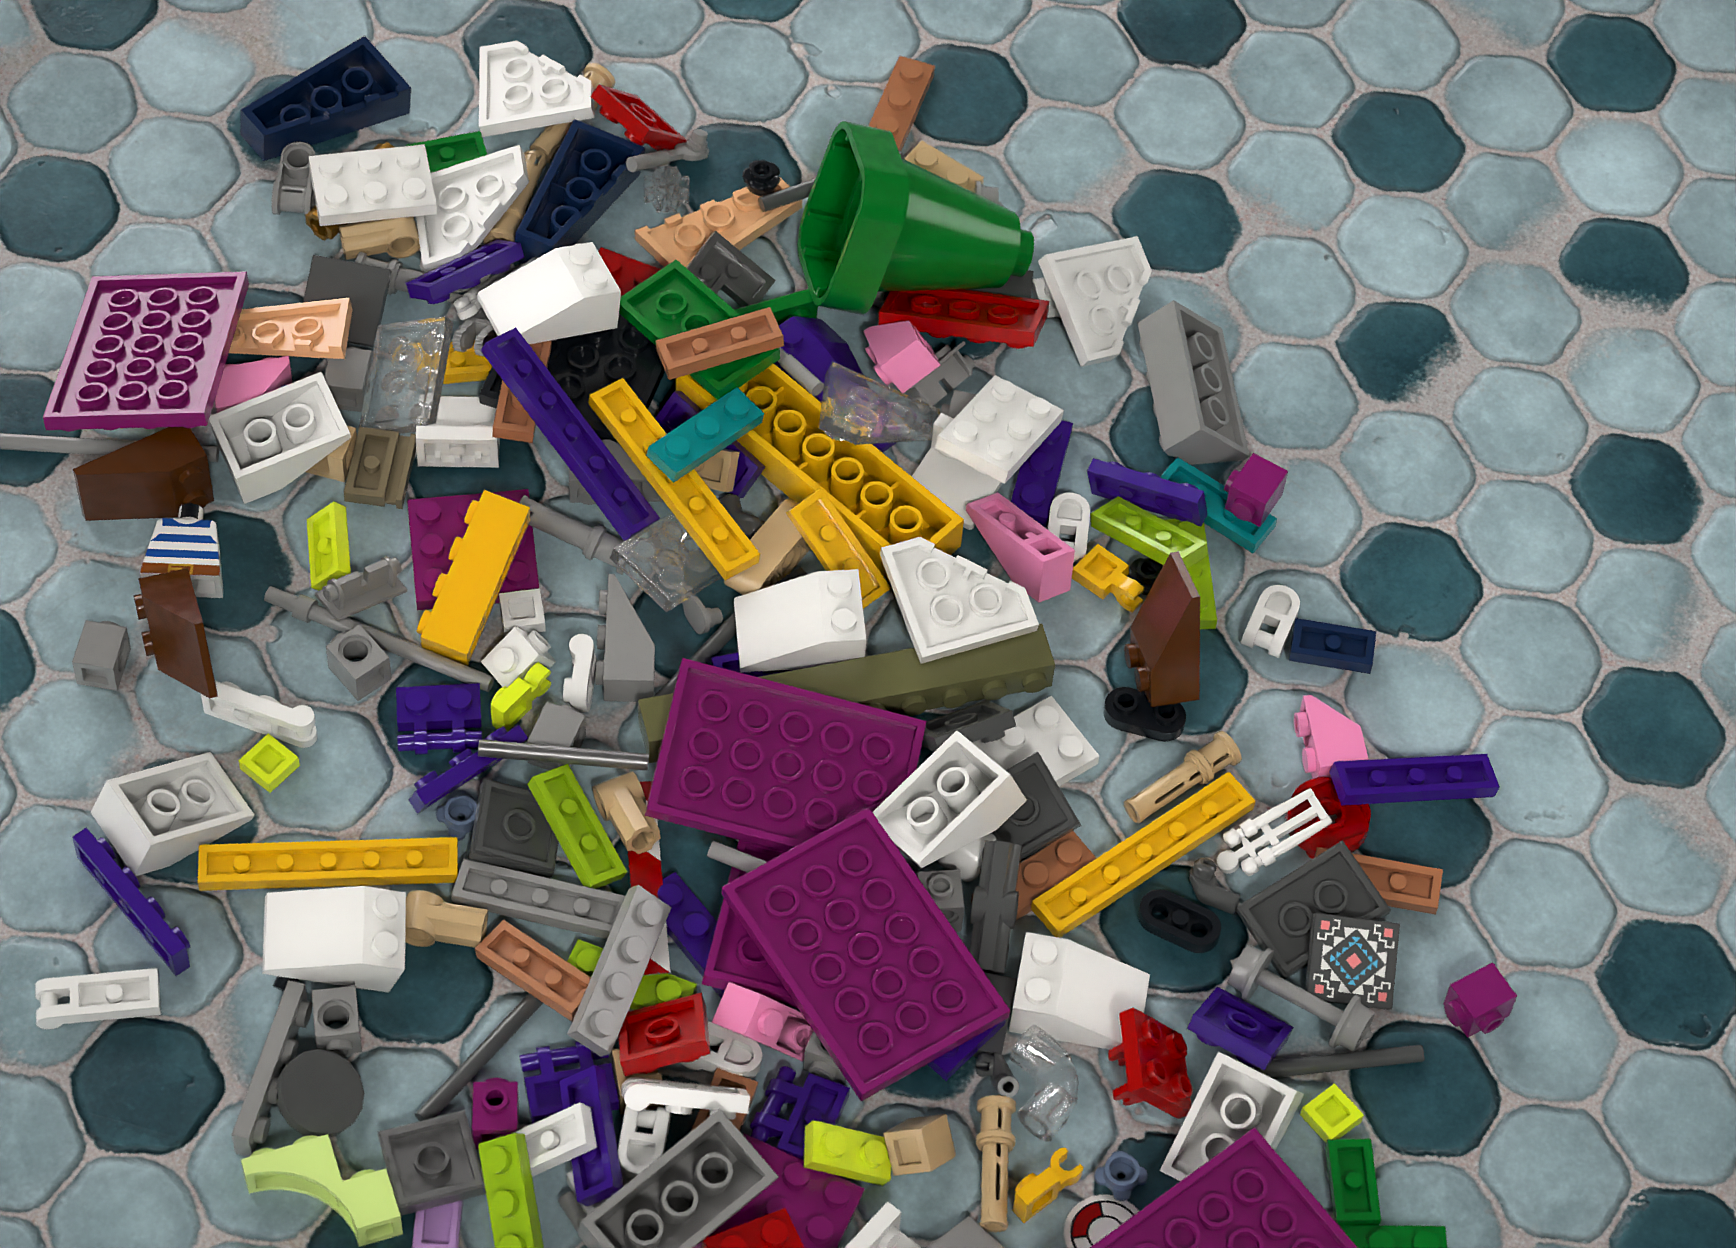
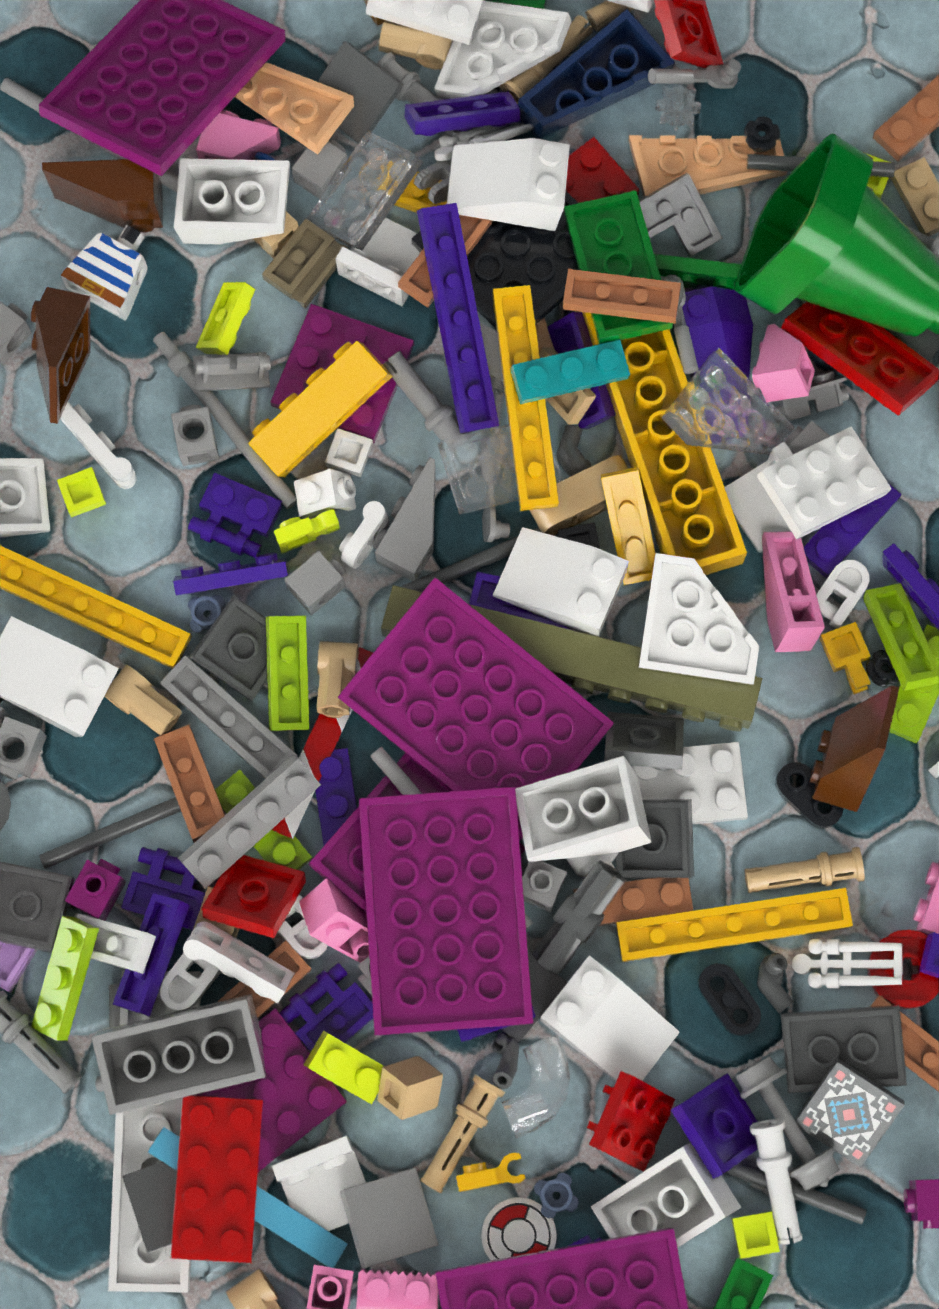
camera: 35 degrees right, 20 degrees up
(563, 755) = (304, 607): flat silver bar -> none
(1311, 1035) = (775, 1162): none -> white pin

